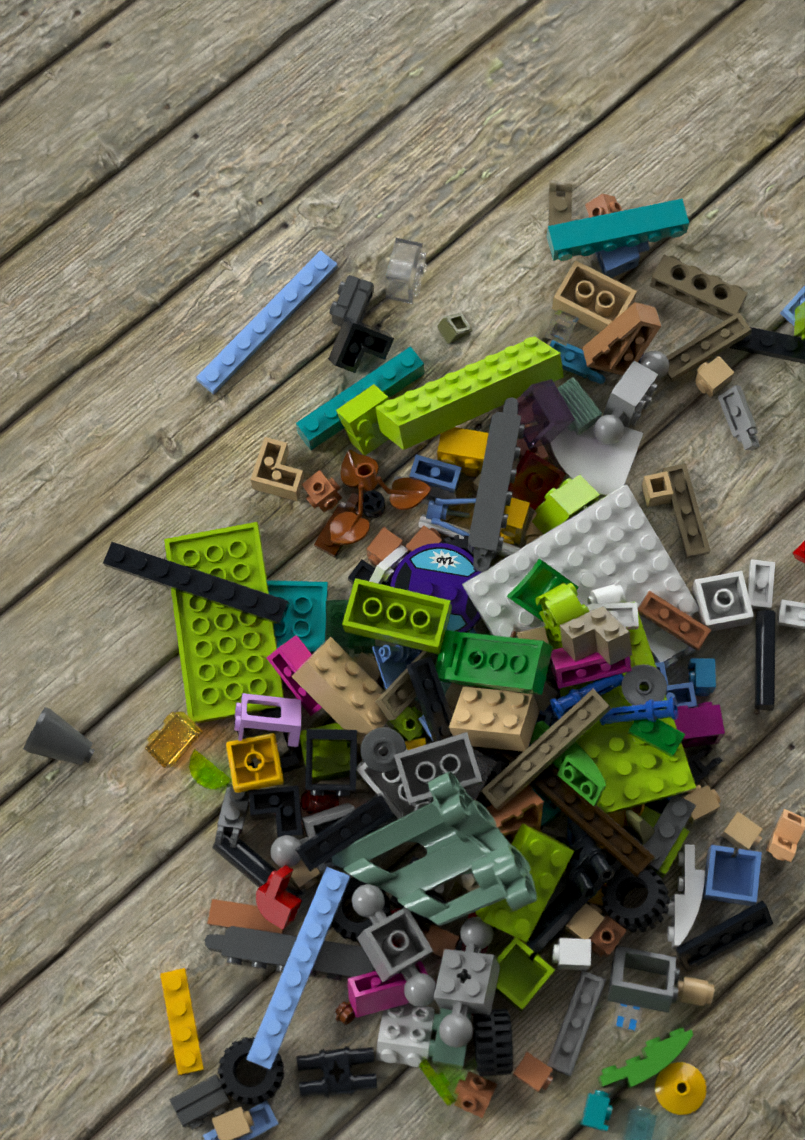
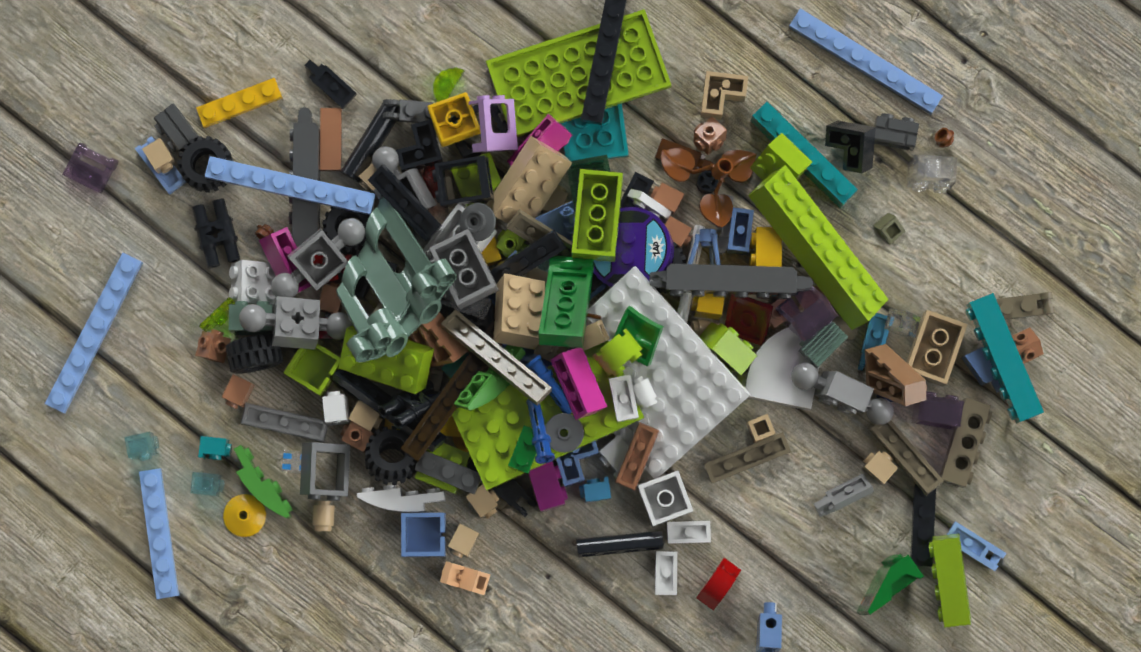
camera: 80 degrees right, 10 degrees up
(173, 739) = (468, 50): clear yellow brick -> none
(180, 907) = (330, 84): none -> black hinge
(275, 902) = (342, 158): red brick -> none
(362, 257) = (944, 137): none -> dark orange plate
(595, 633) = (599, 381): dark tan brick -> none
(638, 826) = (448, 448): olive slope -> none
(666, 297) = (938, 411): none -> clear purple piece
(724, 936) = (373, 535): black plate -> none

